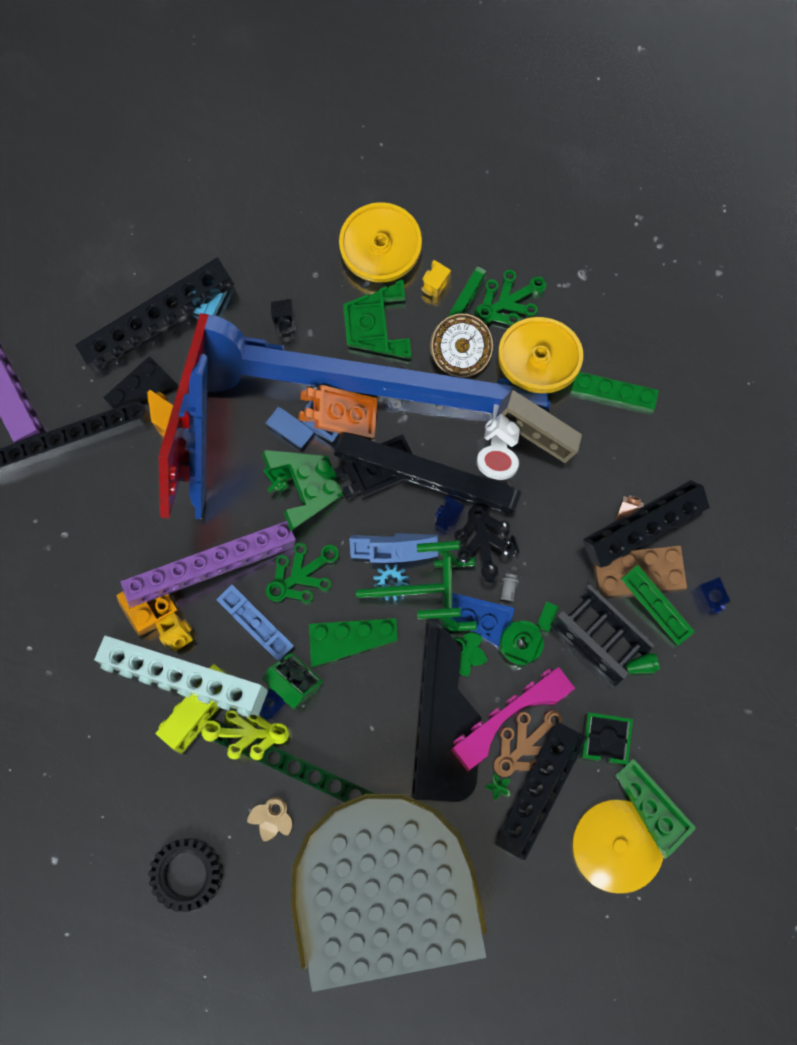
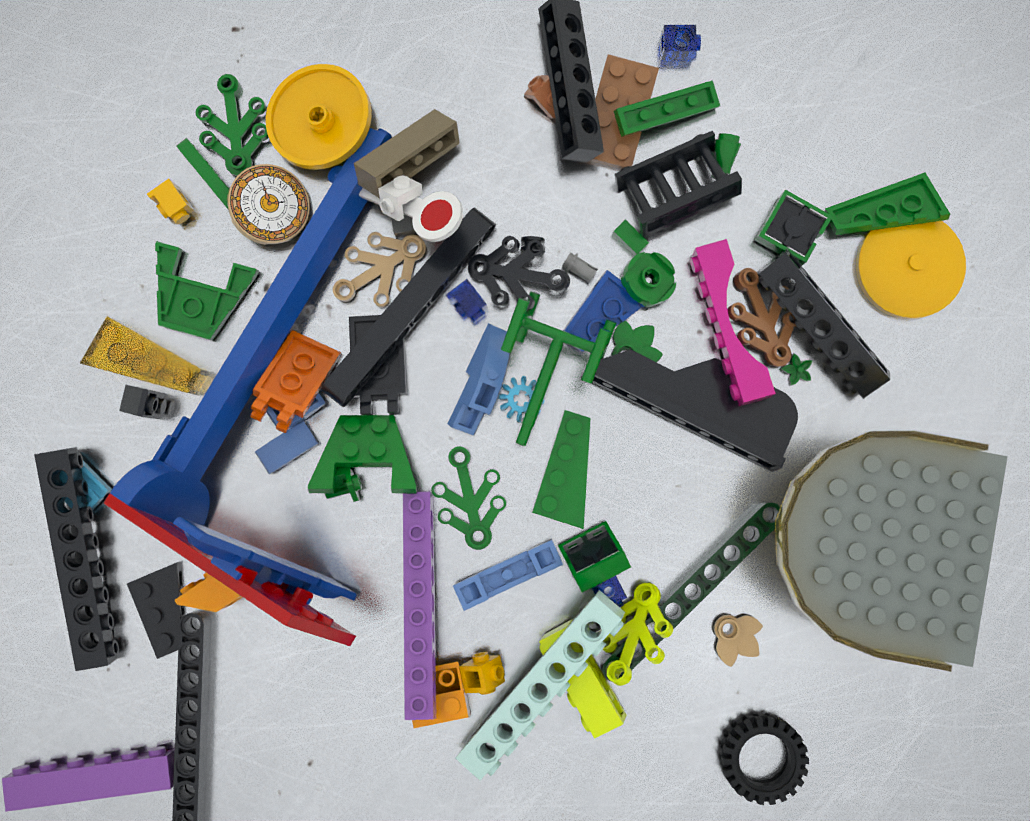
camera: 70 degrees left, 10 degrees up
(315, 300) = (135, 355): none -> clear yellow wedge
(380, 242) = (96, 249): yellow dish -> none
(450, 444) = (382, 266): none -> tan plant
(615, 391) = (397, 50): green plate -> none

